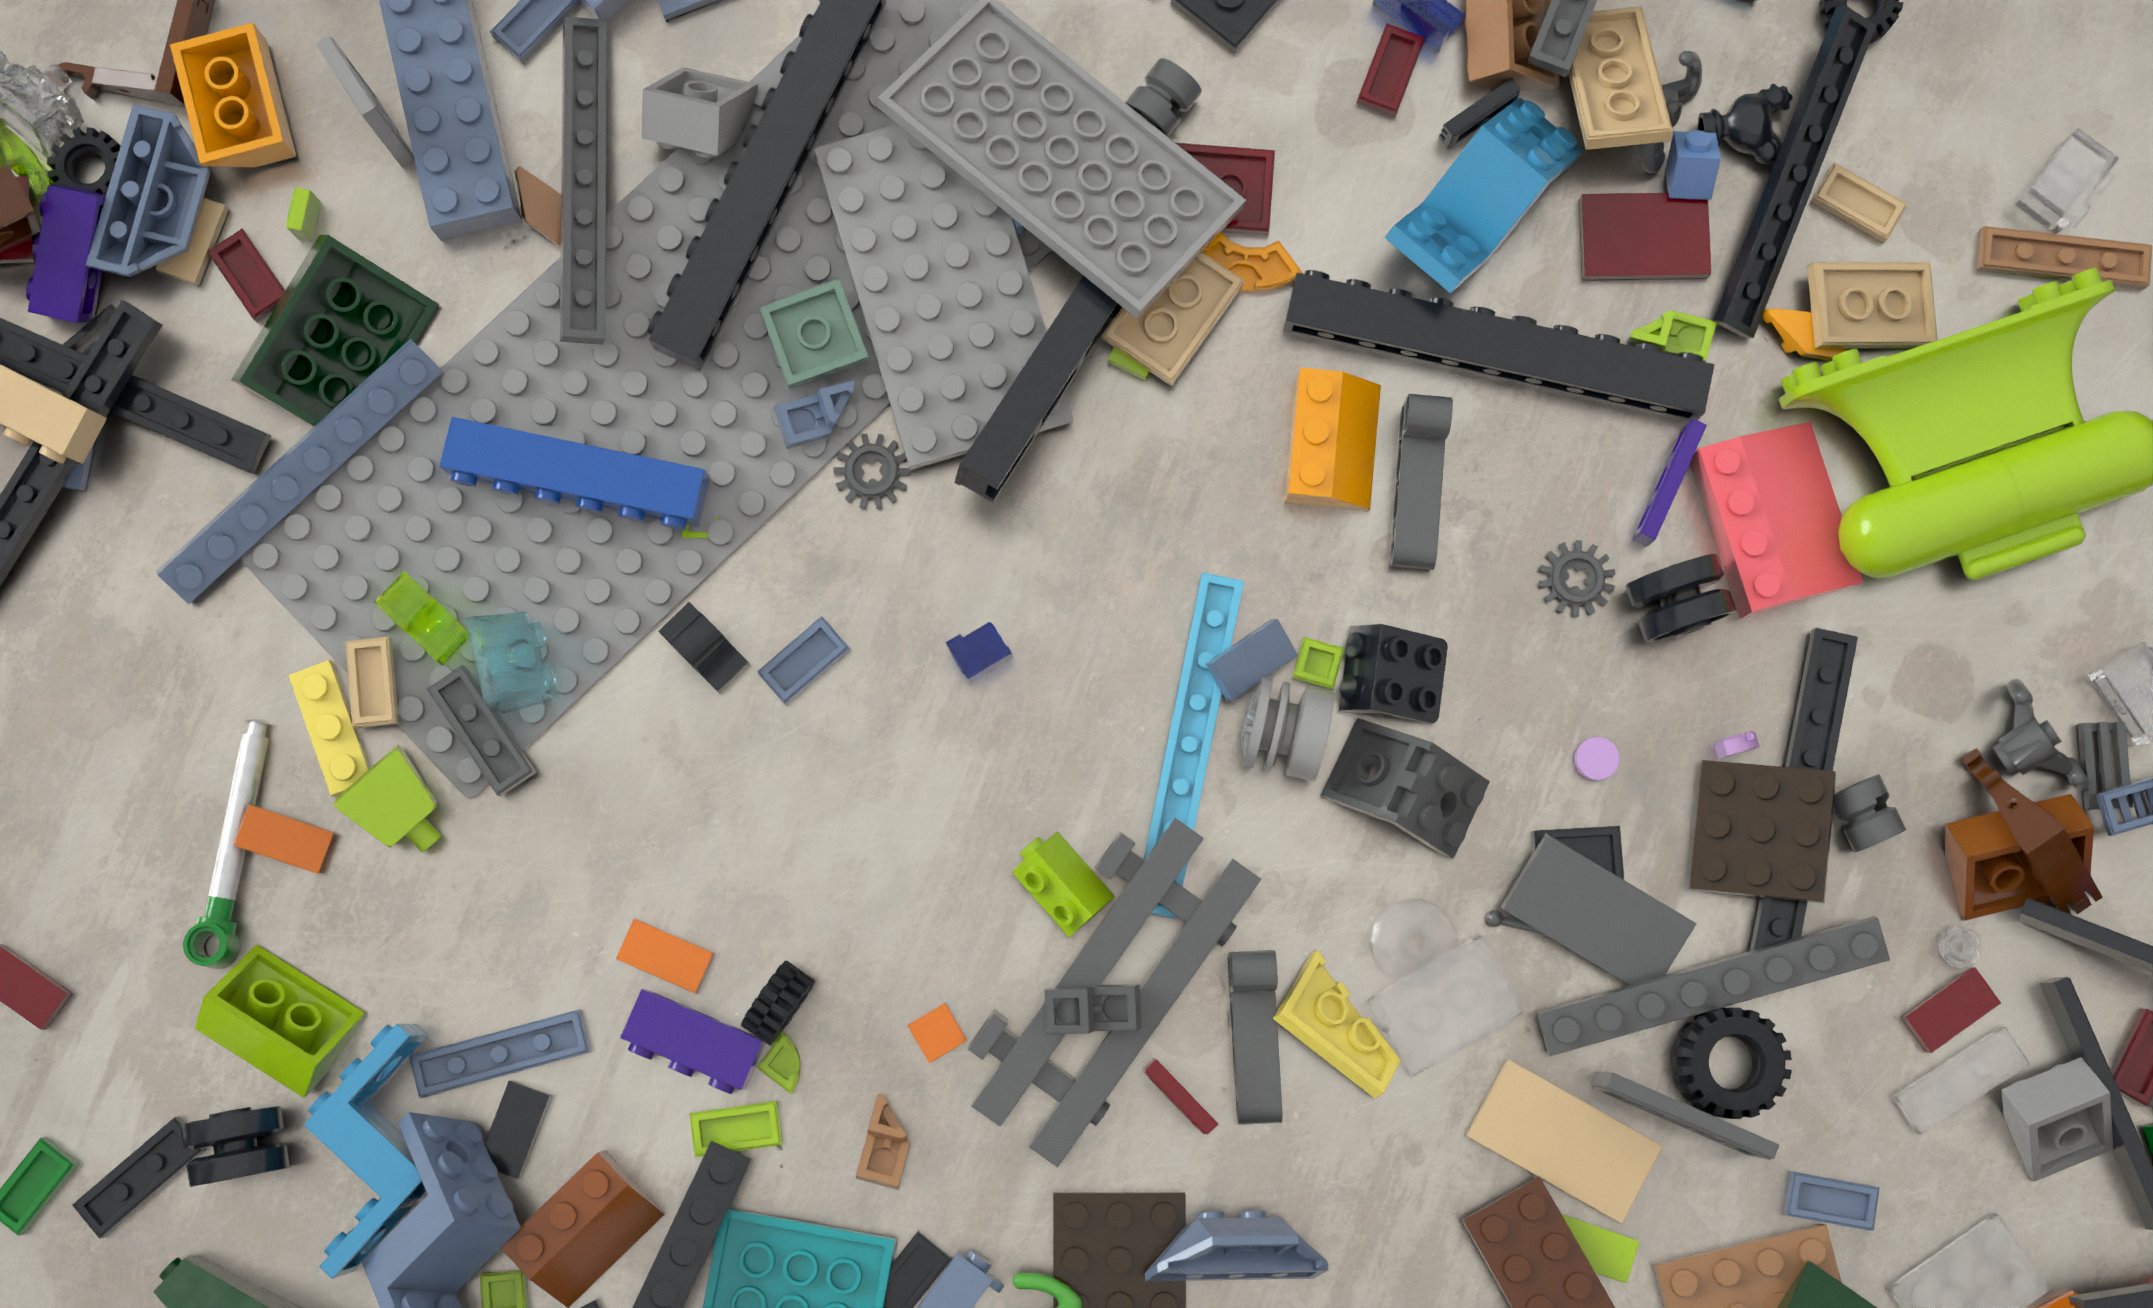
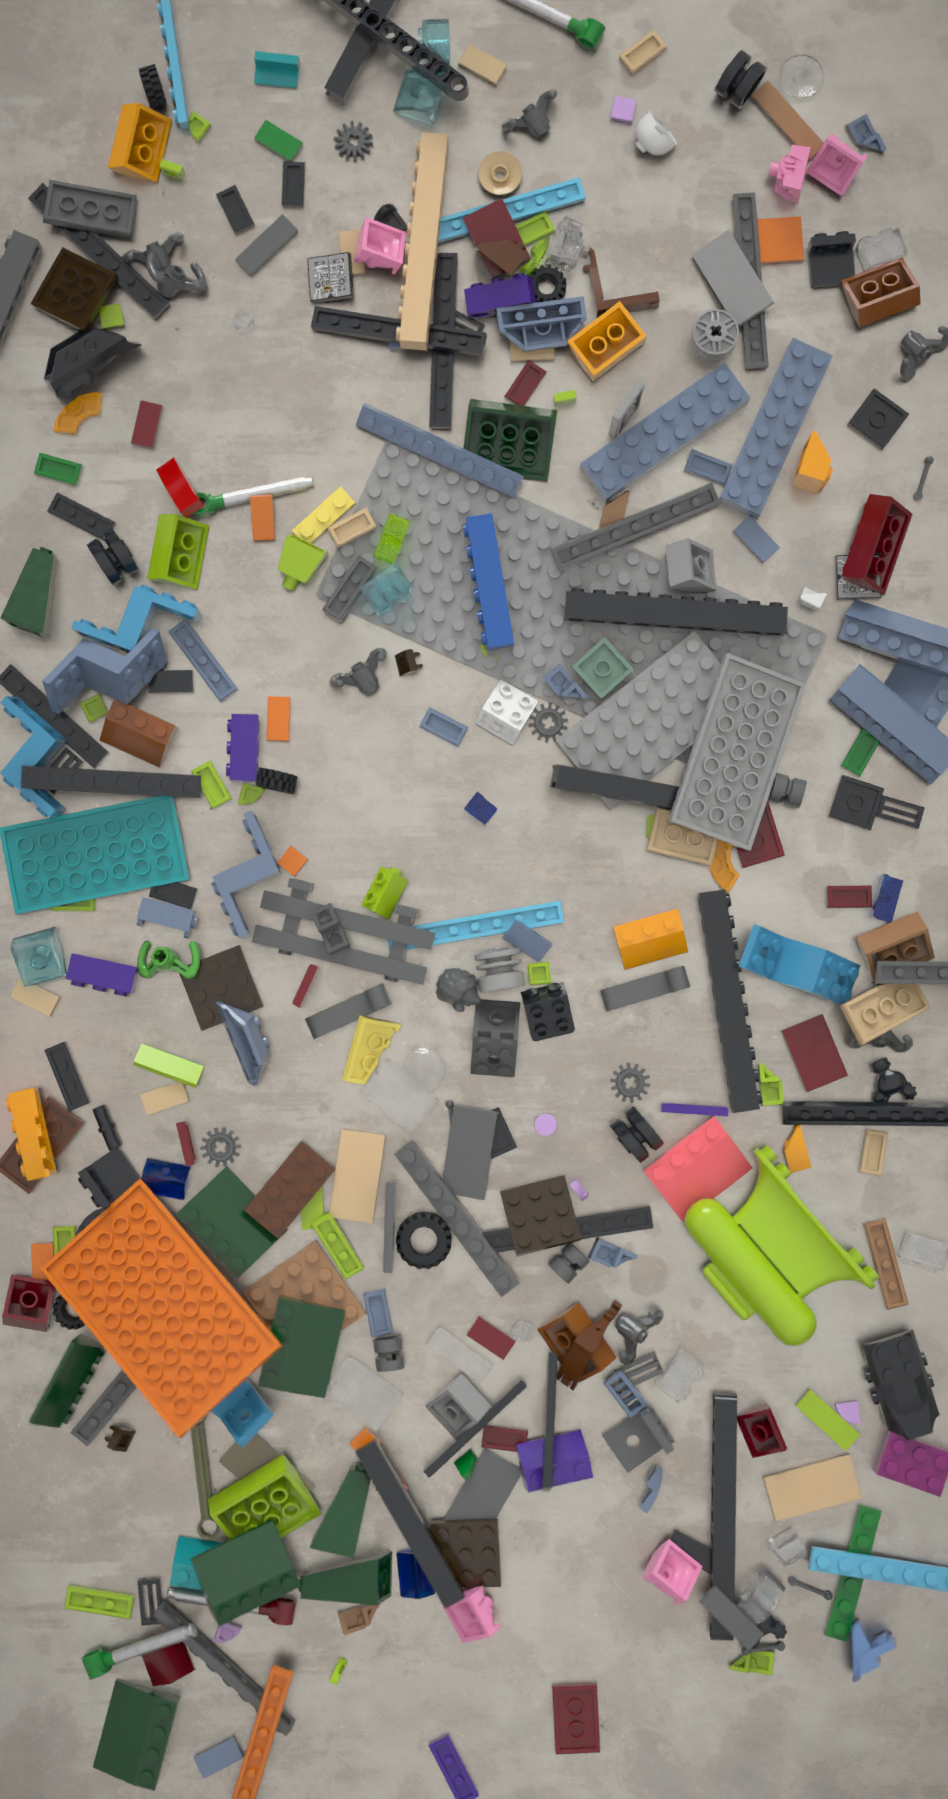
camera: 75 degrees right, 5 degrees up
(162, 969) = (179, 488): none -> red slope
(645, 768) = (362, 673): none -> dark grey piece
(659, 679) = (406, 662): none -> dark brown tile
(704, 647) = (430, 676): black tile -> none
(823, 537) = (506, 712): none -> white bracket
(884, 1148) = (226, 858): medium nougat slope -> none
(931, 1130) = (245, 875): none -> sand blue bracket
(1292, 818) = (458, 988): none -> dark grey animal
(1479, 113) = (842, 948): black tile -> none
(1680, 1228) = (337, 1245): none -> lime tile
(1692, 165) = (856, 1062): medium blue brick -> none
(1871, 304) = (822, 1176): tan tile -> none
(1874, 734) = (609, 1254): none -> sand blue slope
(1925, 1212) = (388, 1345): none -> dark grey wheel

